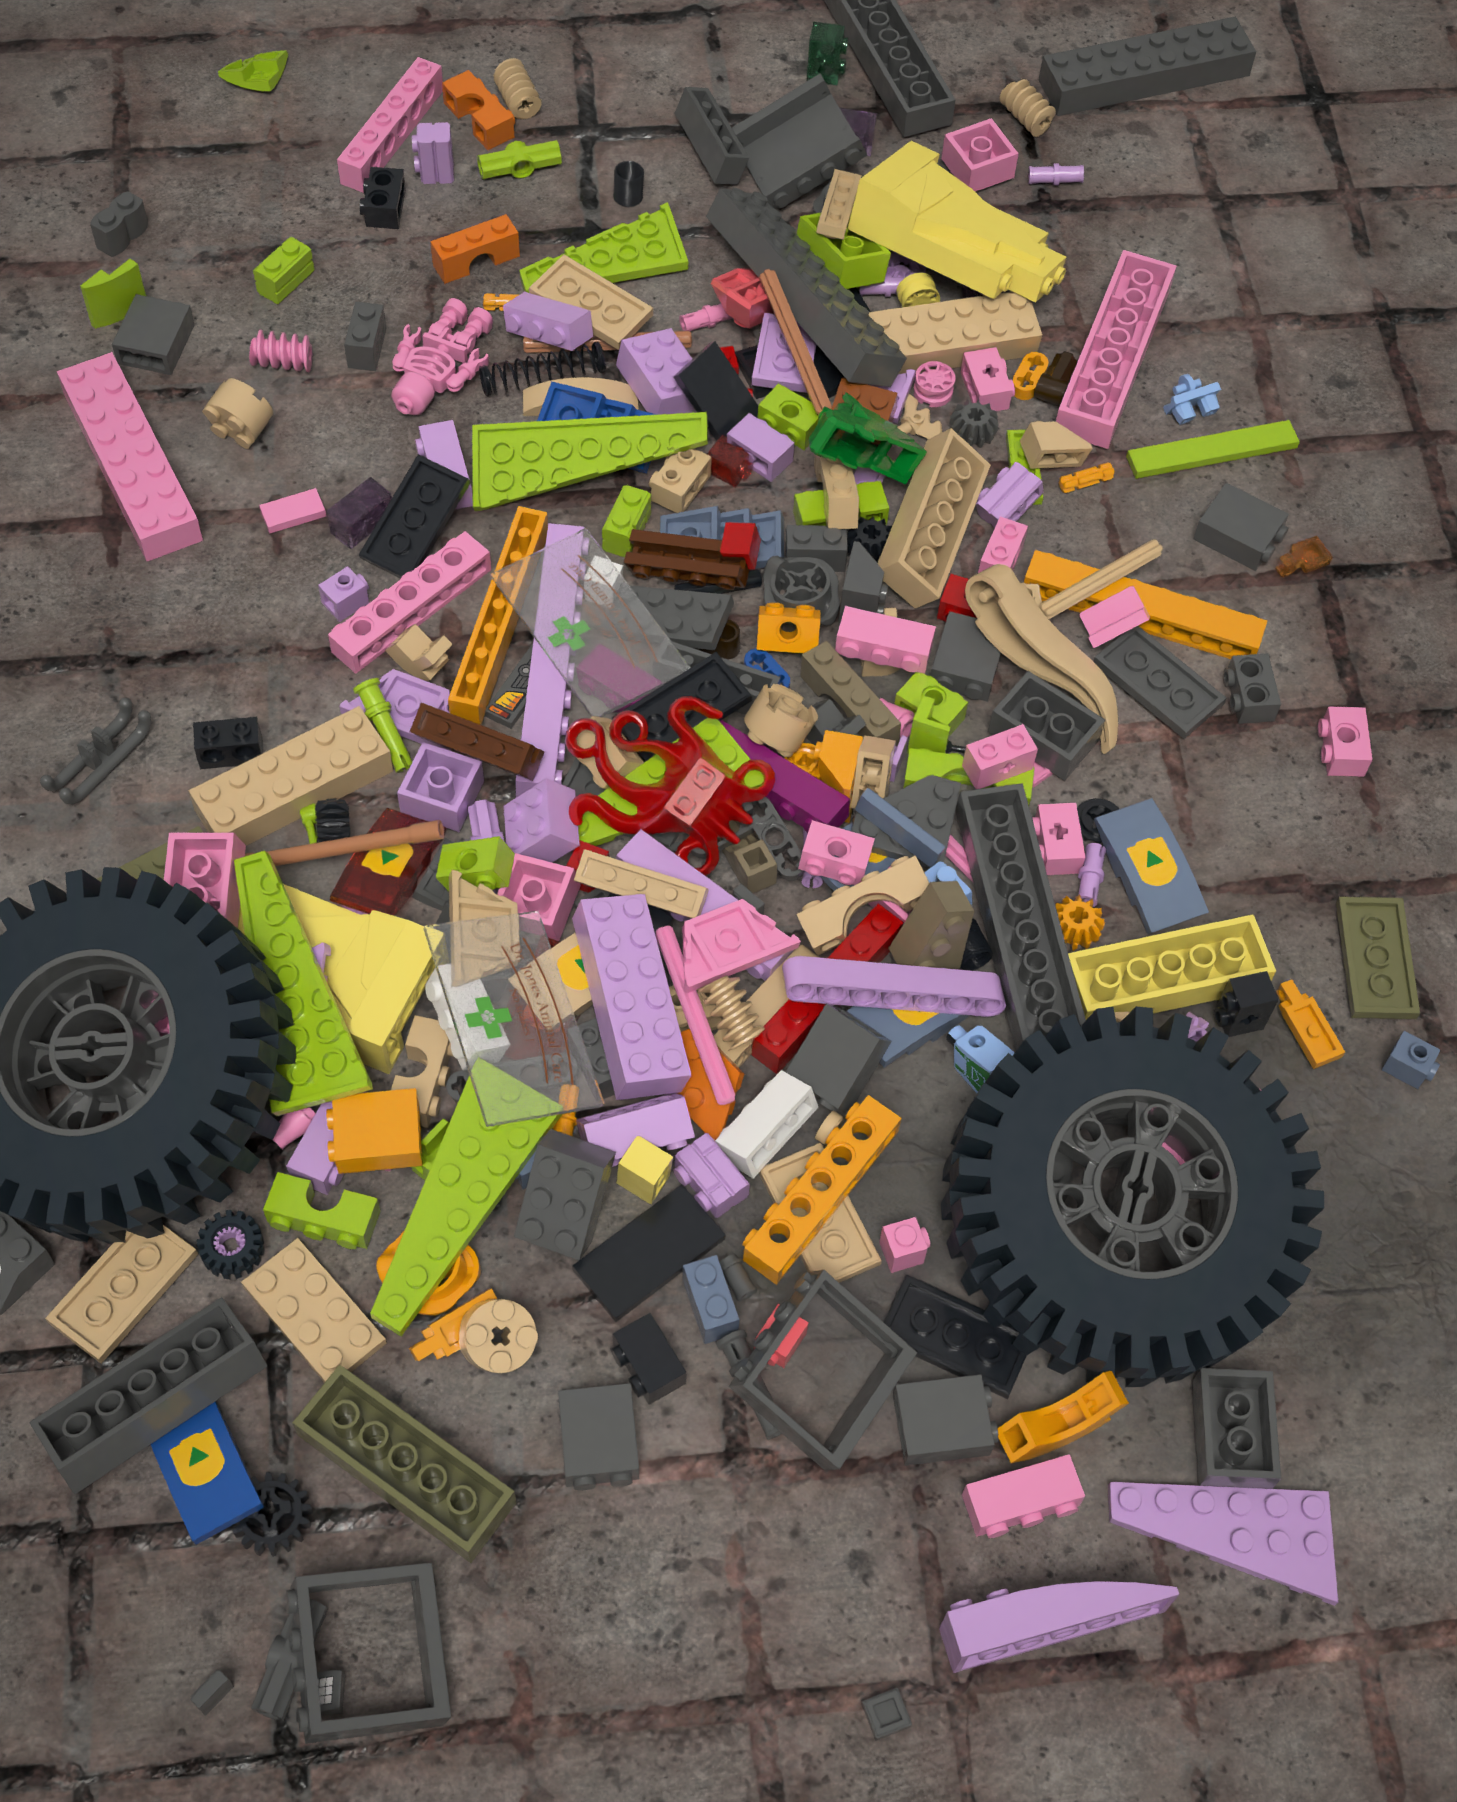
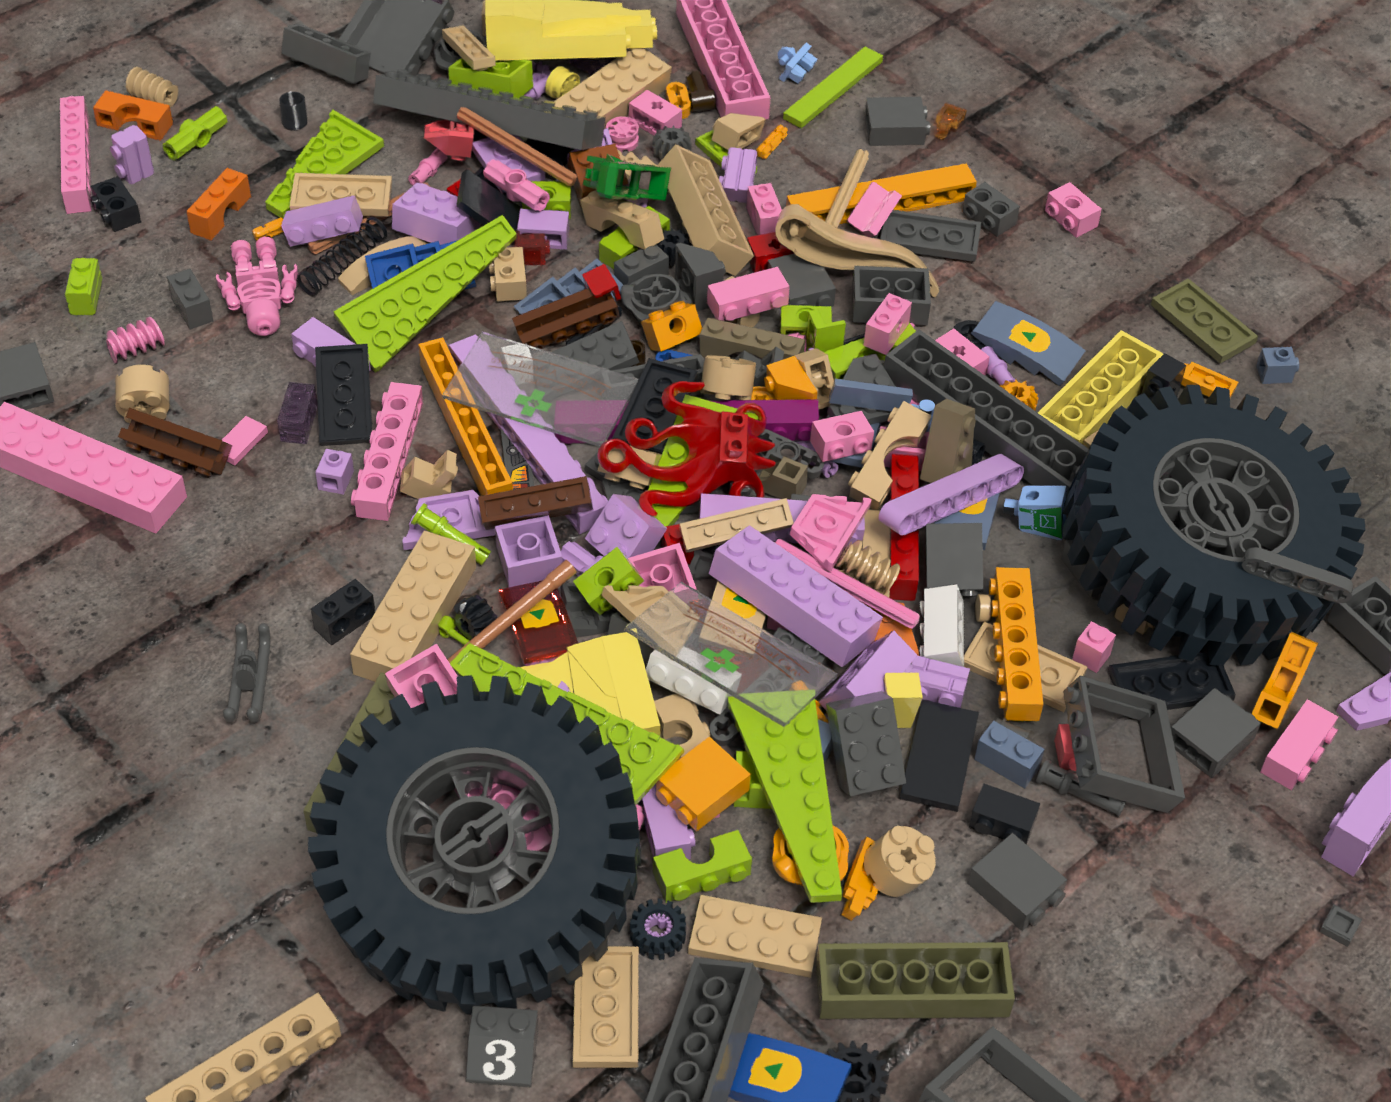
camera: 35 degrees left, 10 degrees down
(228, 480) = (176, 442): none -> reddish brown brick
(628, 513) = (496, 315): lime brick -> none
(760, 385) = (516, 185): none -> bright pink piece
(1140, 1319) = (1265, 565): none -> dark grey beam

